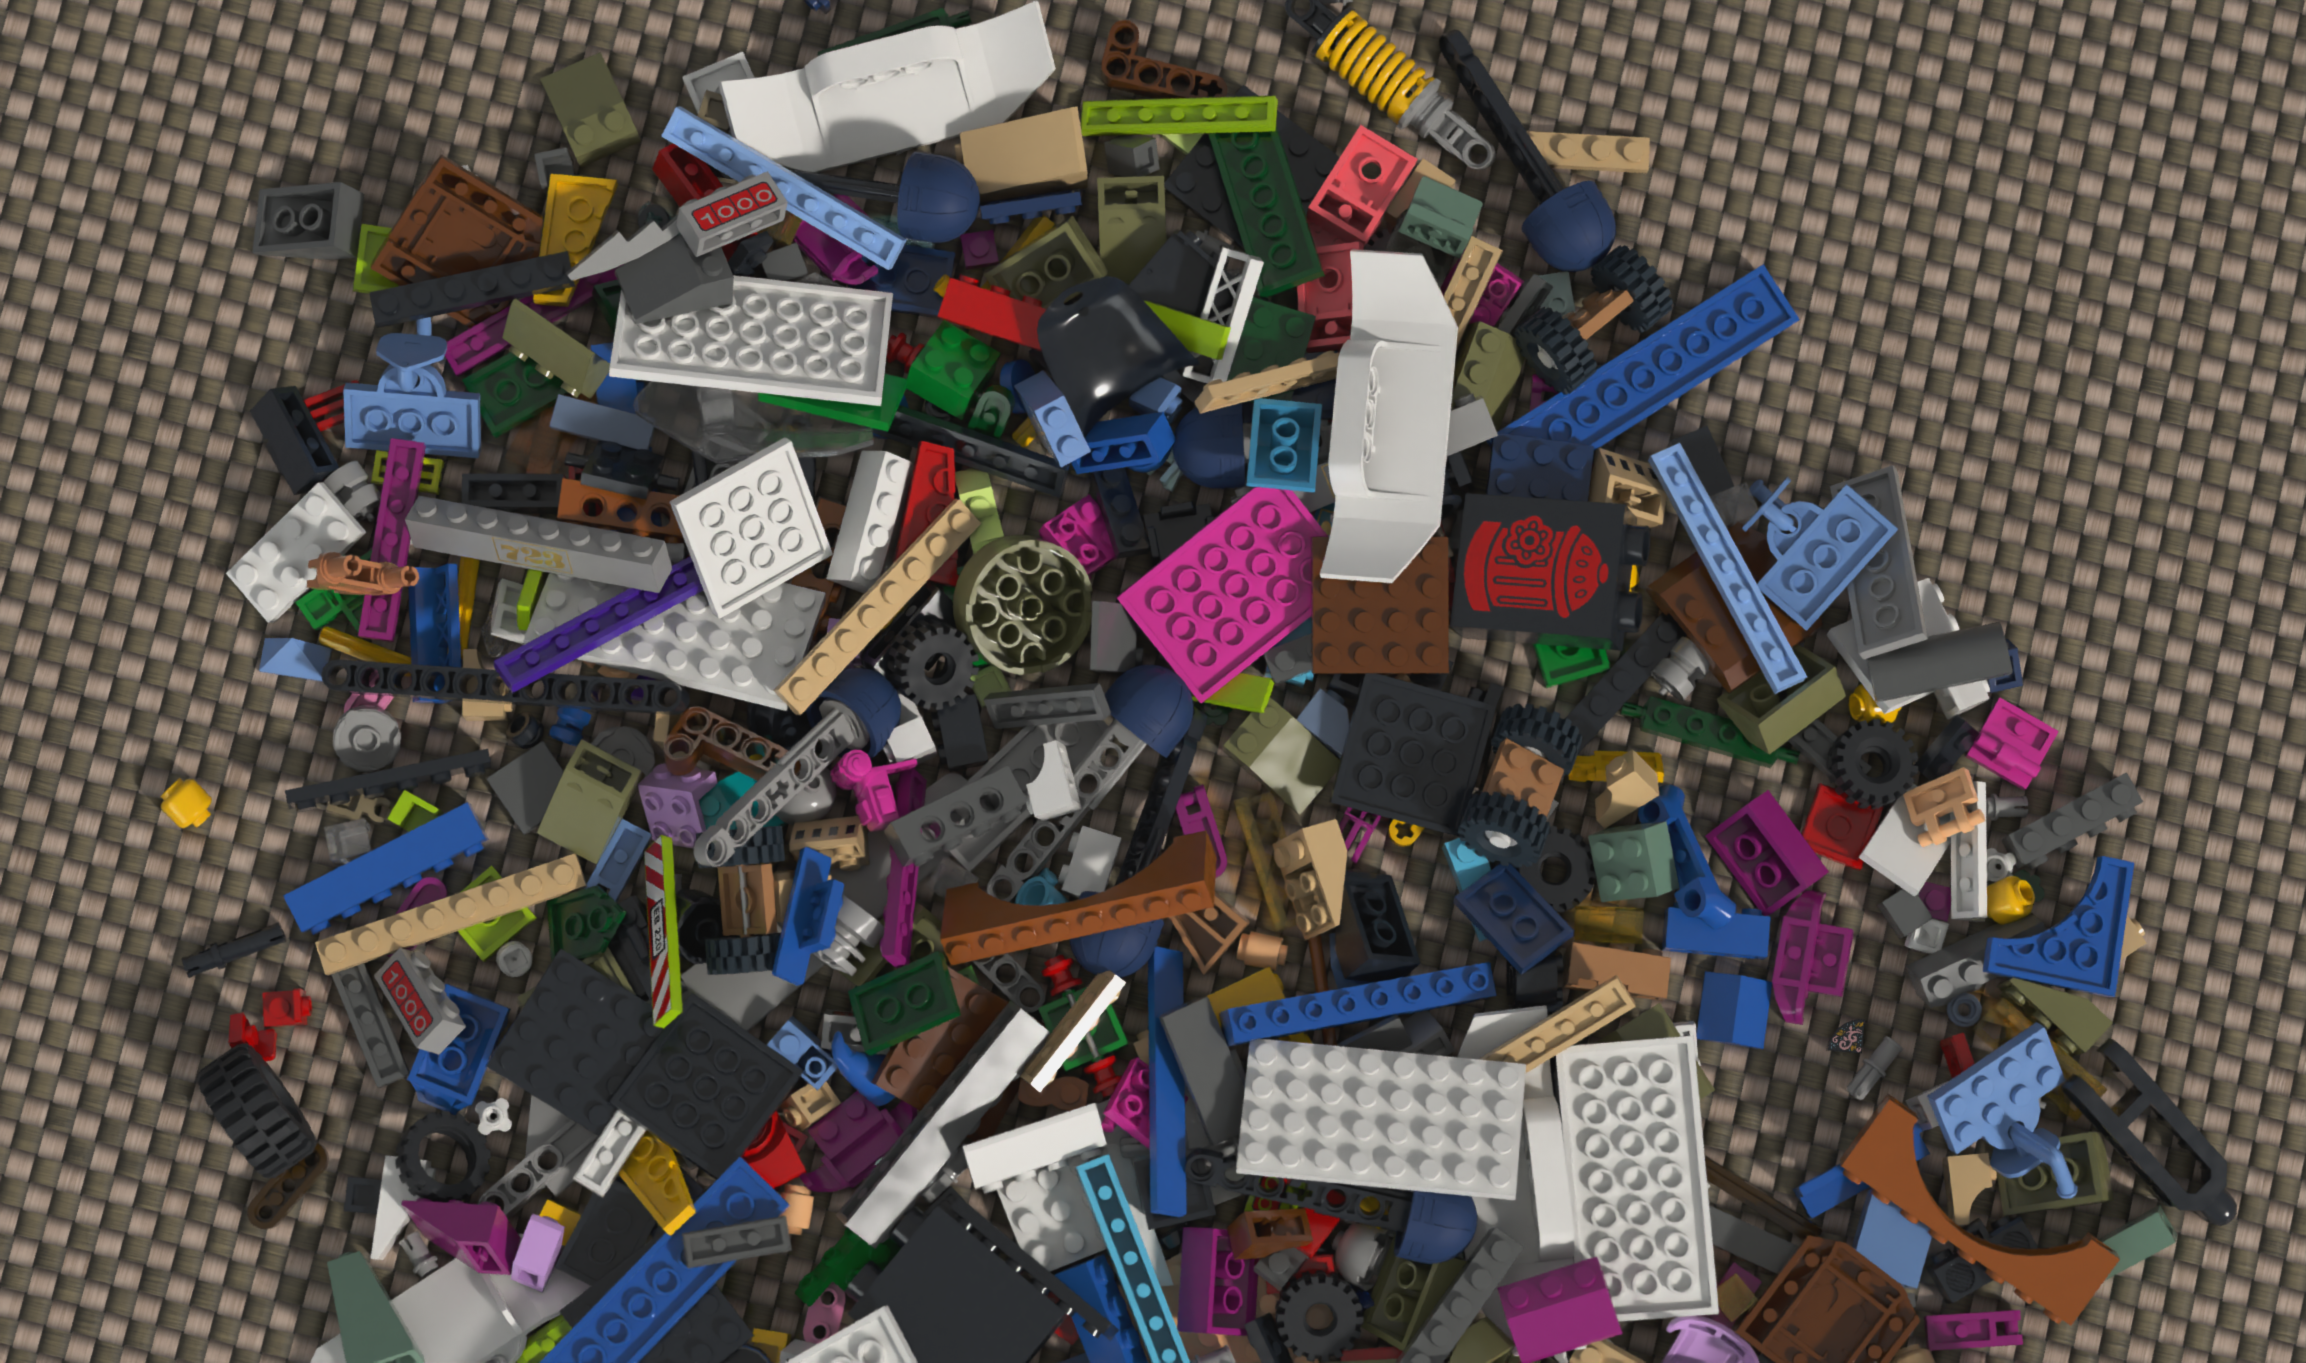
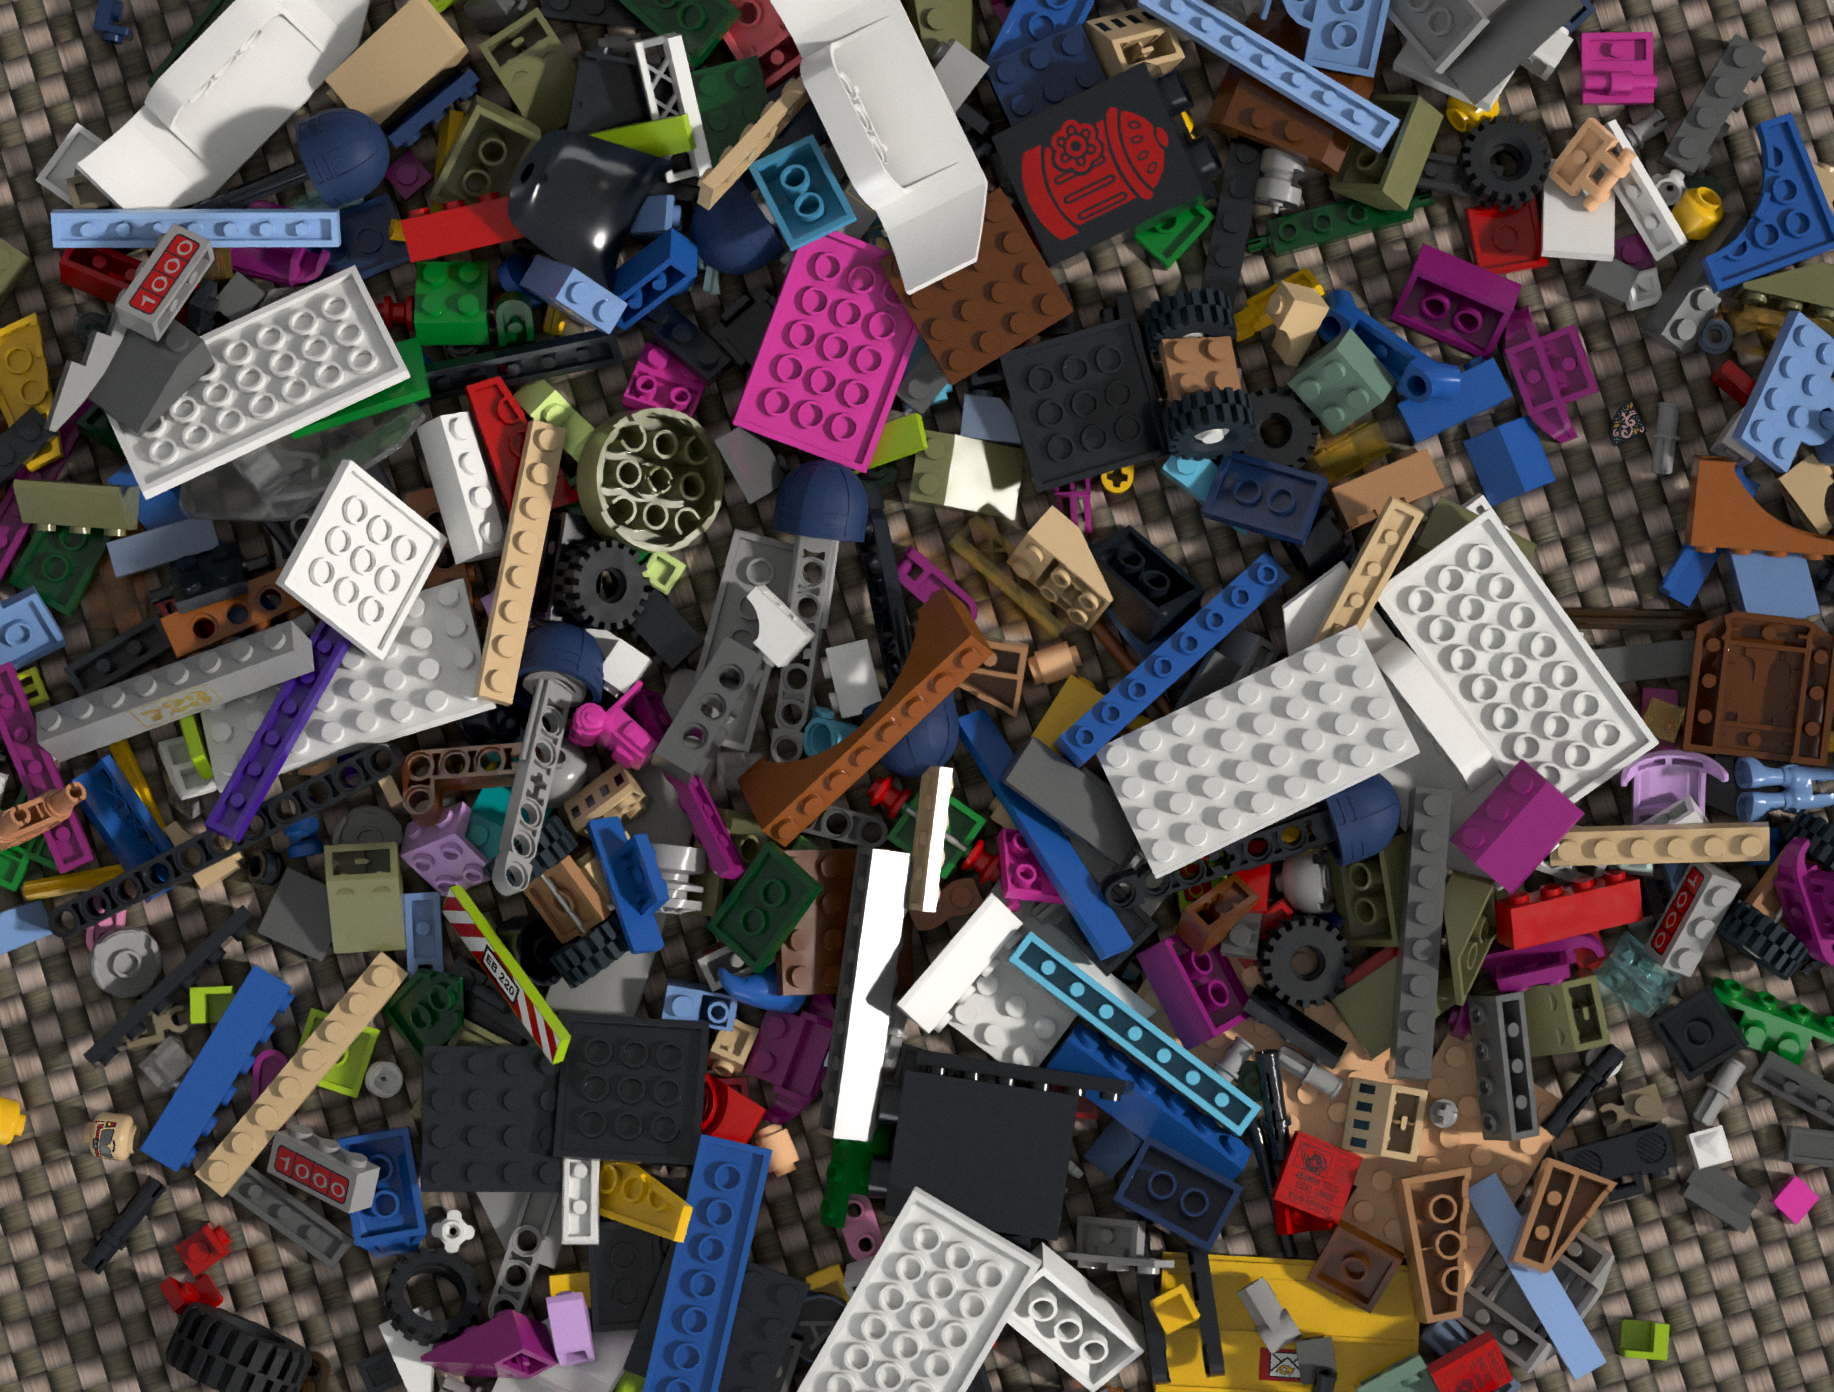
camera: 30 degrees left, 5 degrees up
(269, 872) = (112, 1136): none -> tan head
(737, 1242) = (746, 1211): dark grey tile -> none
(1047, 706) = (728, 559): dark grey plate -> none
(1947, 749) = (1562, 109): black plate -> none

